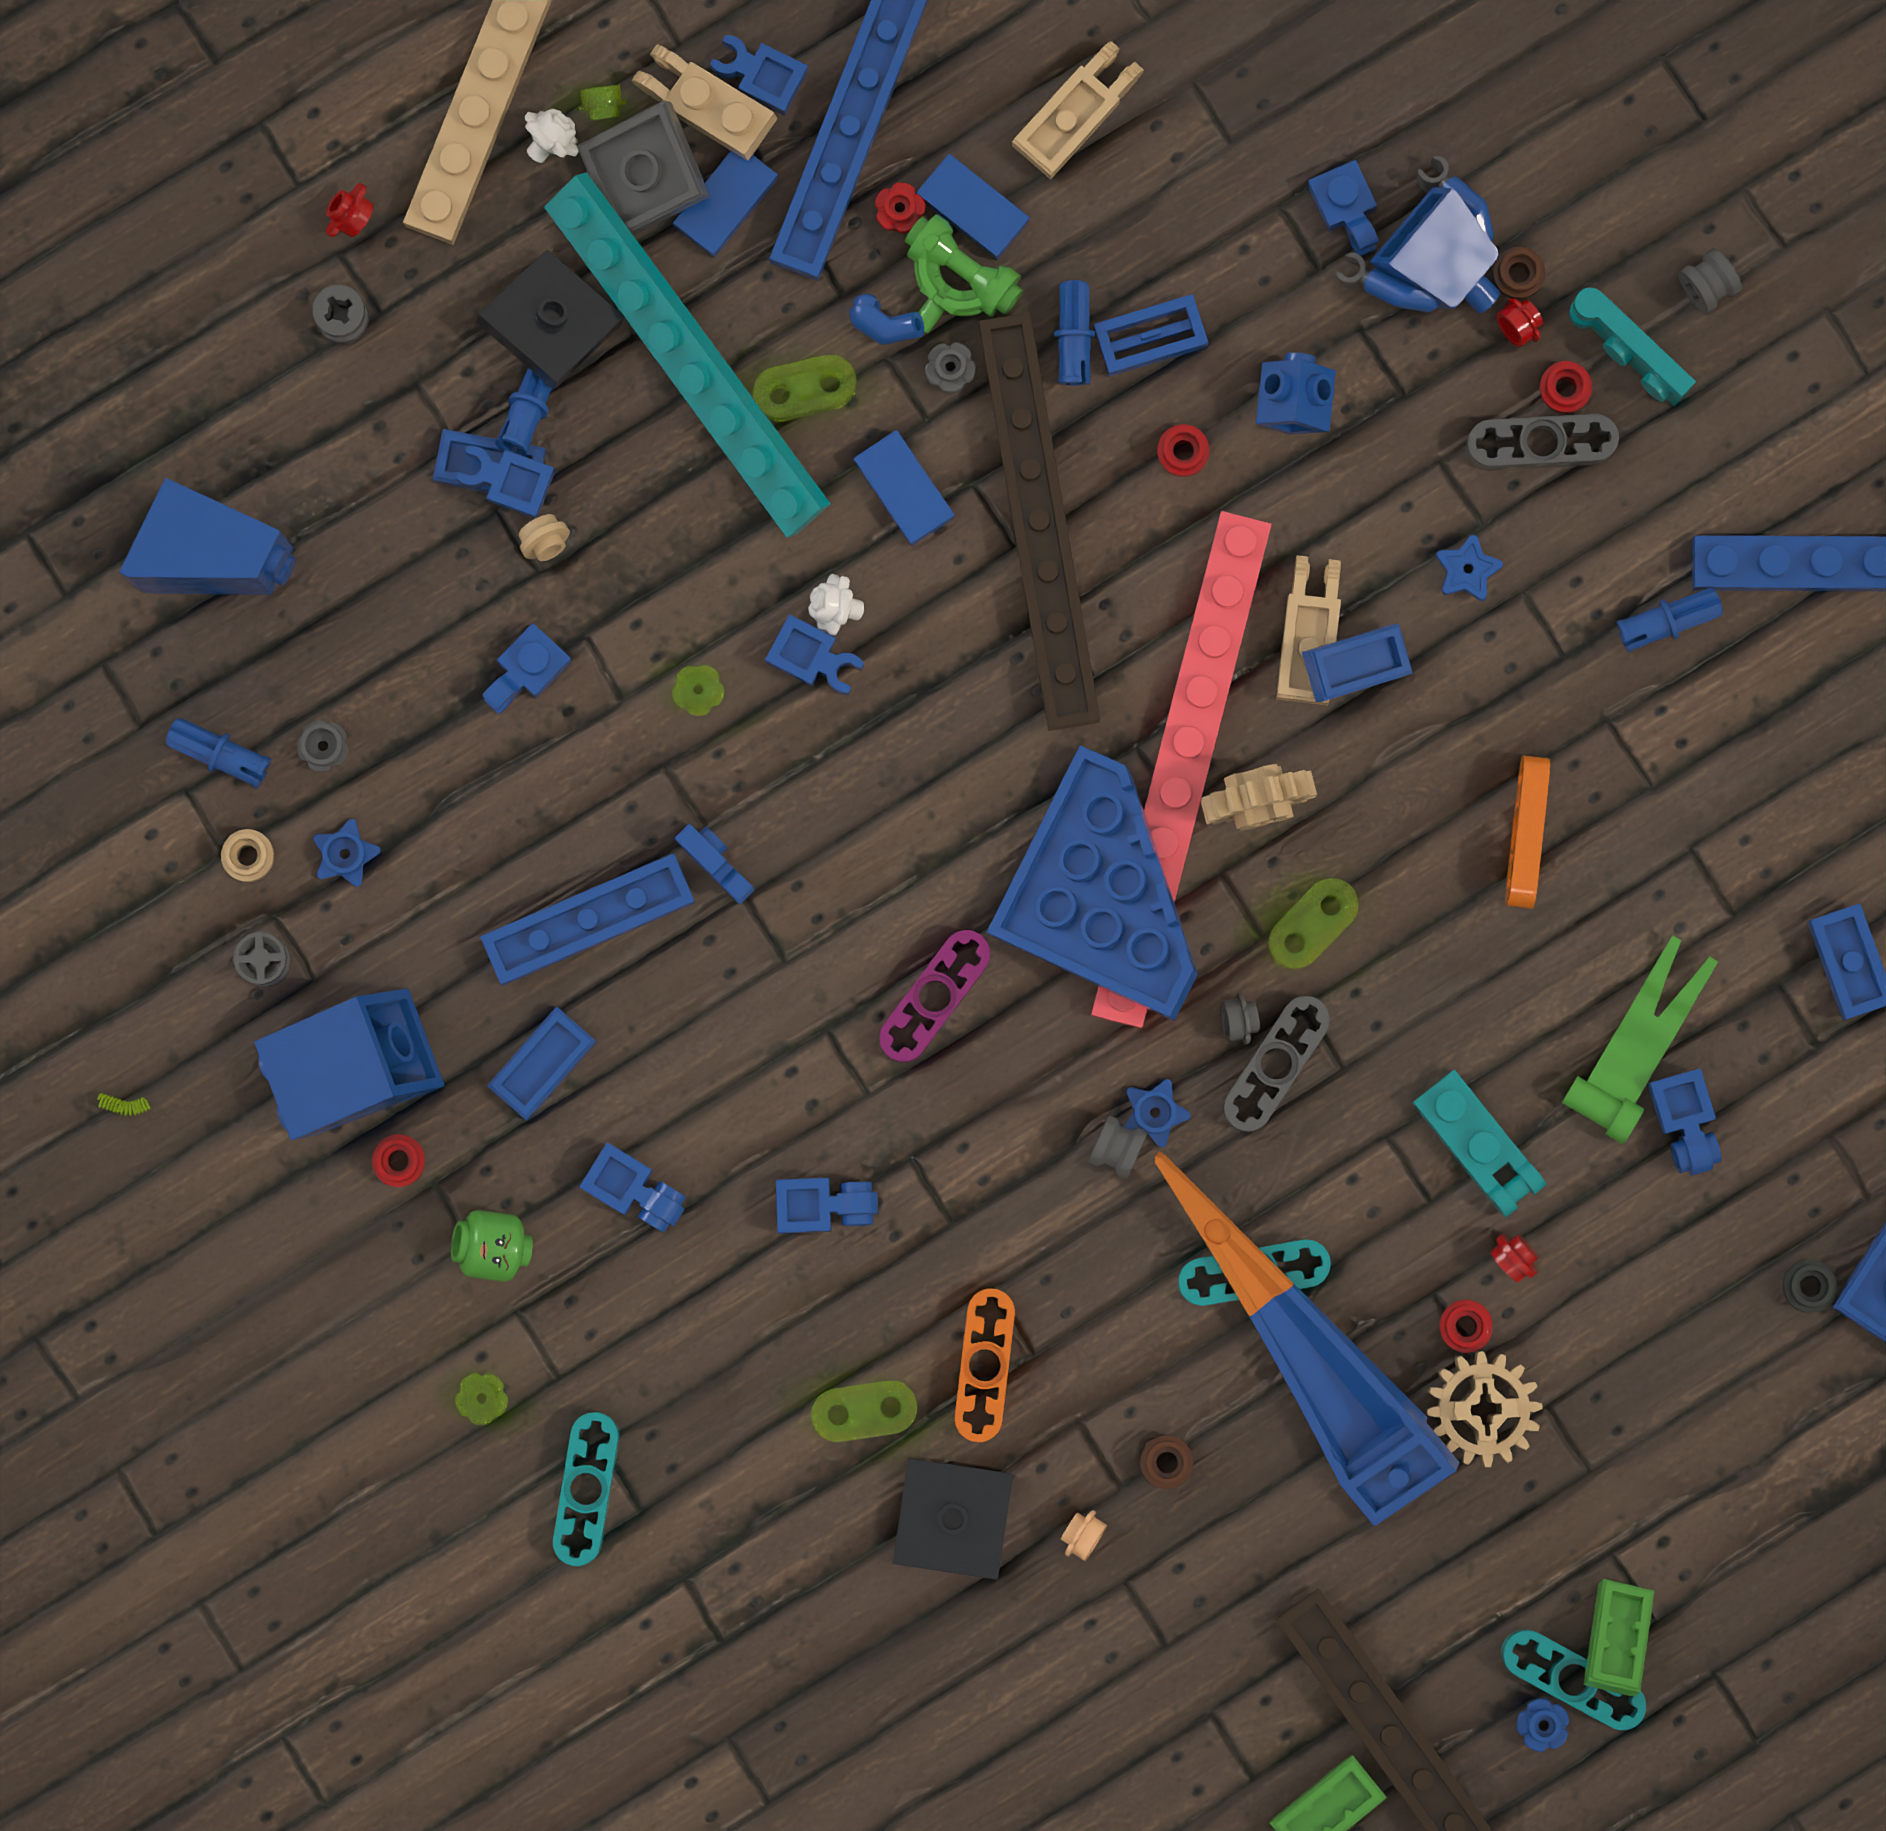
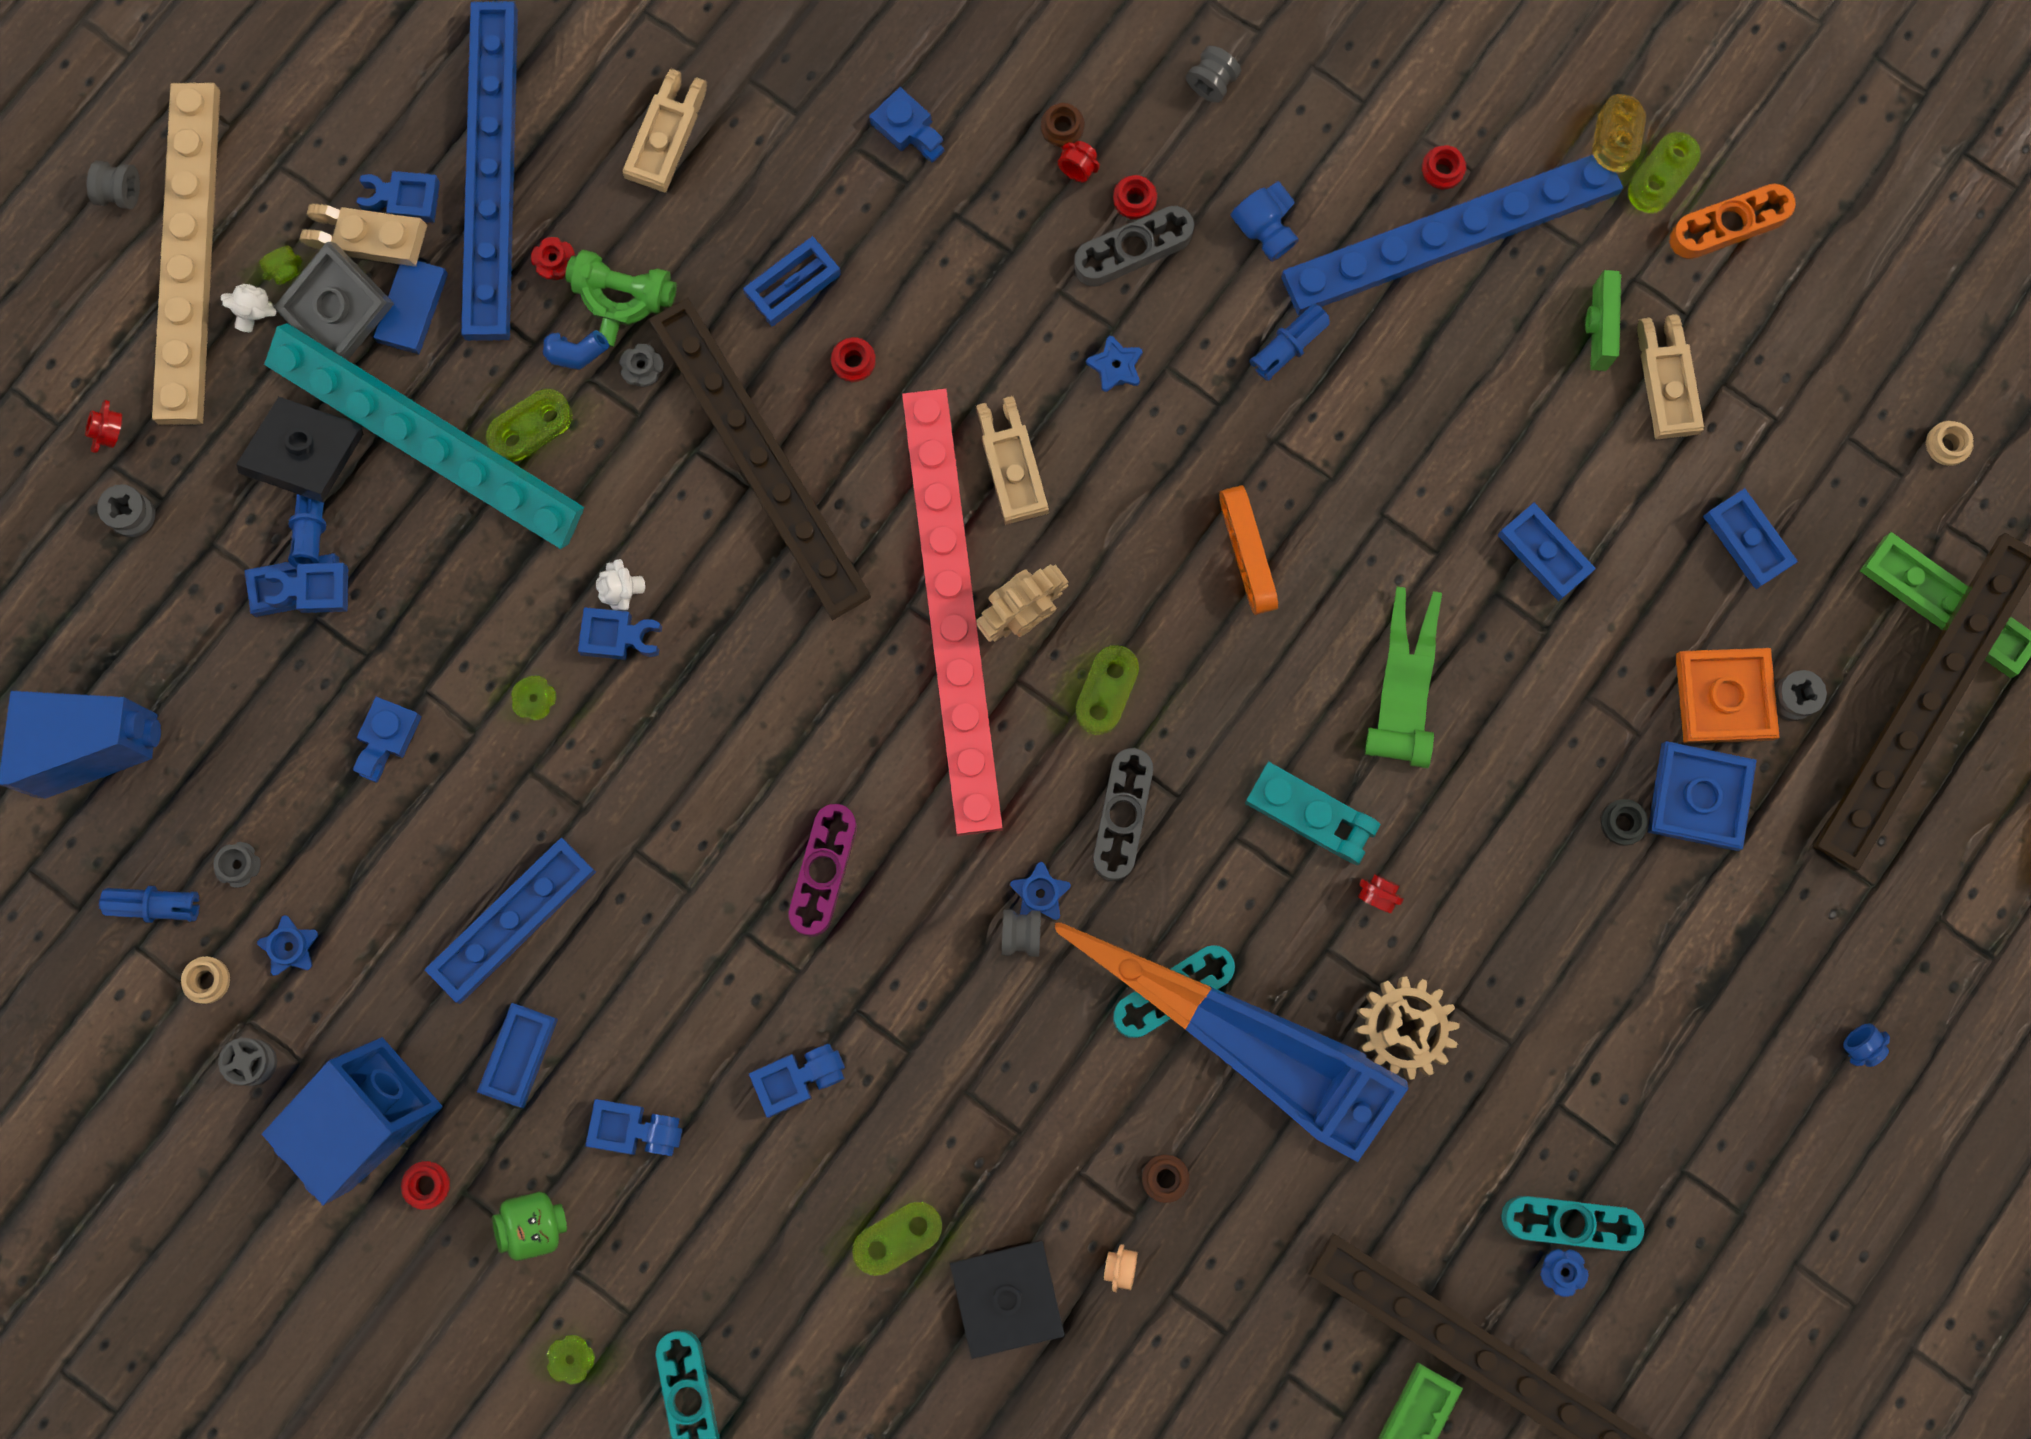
camera: 25 degrees left, 5 degrees down
(136, 1105) = (185, 1229): lime leg -> none
(543, 538) = (358, 624): tan plate -> none
(707, 852) = (589, 825): blue plate -> none
(904, 488) = (640, 474): blue tile -> none
(973, 207) = (612, 236): blue tile -> none
(992, 1406) = (1003, 1190): orange beam -> none
(1074, 334) = (730, 302): blue axle -> none
(1098, 894) = (922, 733): blue plate -> none
(1239, 1018) = (1078, 789): dark grey plate -> none
(1295, 395) = (925, 280): blue brick -> none
(1357, 662) = (1058, 469): blue tile -> none
(1435, 252) = (990, 131): torso -> none
(1482, 1322) = (1376, 959): red plate -> none
(1619, 1637) = (1596, 1173): bright green plate -> none
(1630, 345) = (1172, 144): teal plate -> none
(1682, 1105) = (1463, 718): blue plate -> none
(1694, 469) = (1261, 217): none -> blue piece

